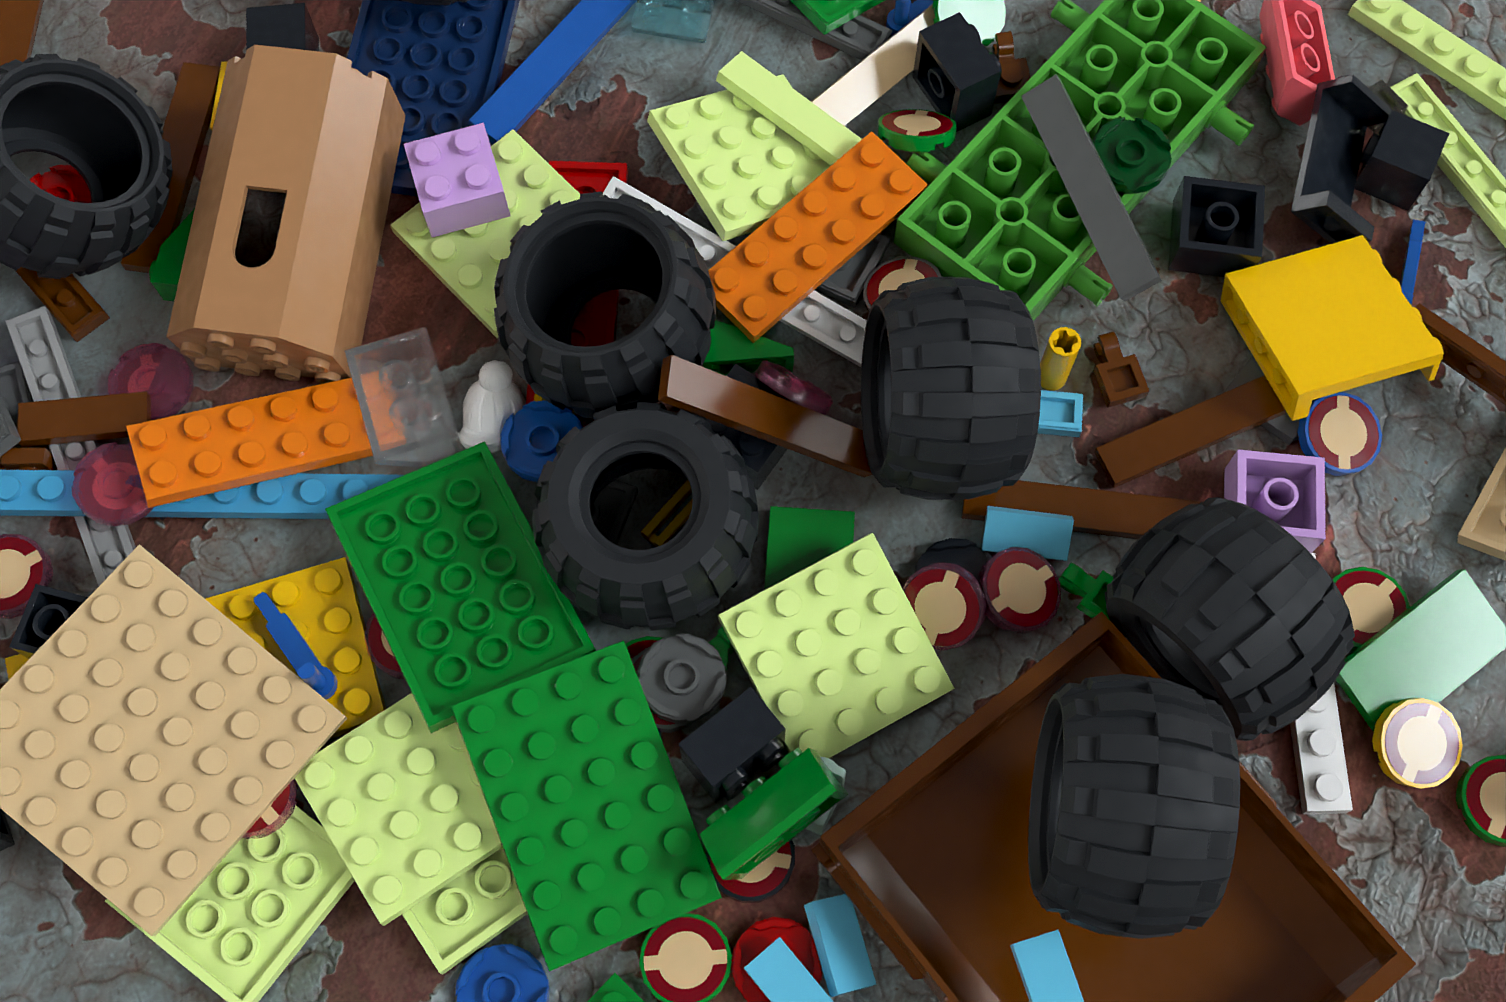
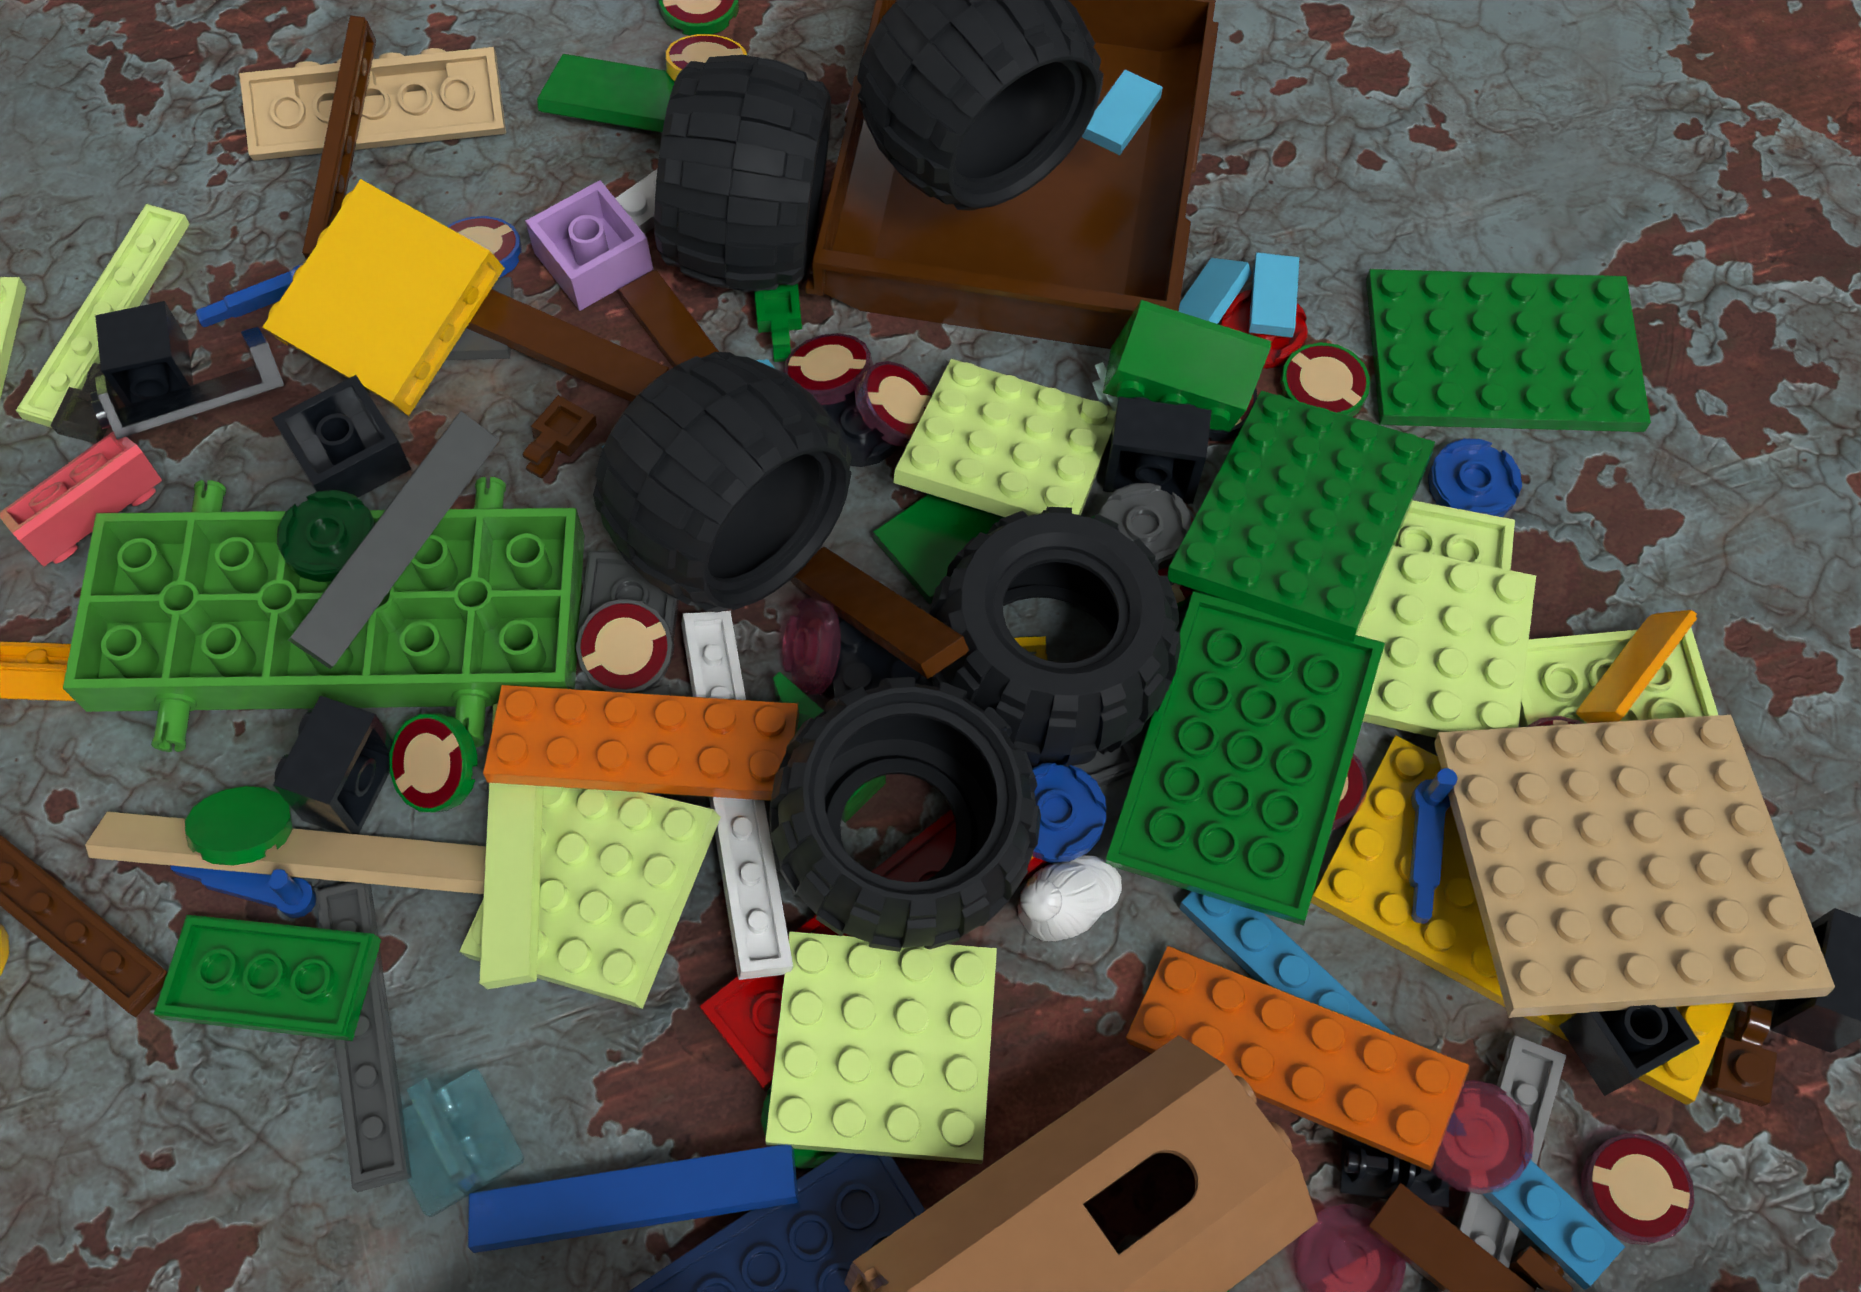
camera: 135 degrees left, 5 degrees down
(251, 921) = (1635, 666): none -> light orange slope
(404, 400) = (1138, 966): clear slope -> none
(457, 180) = (886, 1107): lavender brick -> none
(1014, 71) = (276, 742): reddish brown plate -> none
(1059, 358) = (586, 449): yellow piece -> none
(1371, 599) = (619, 155): tile -> none

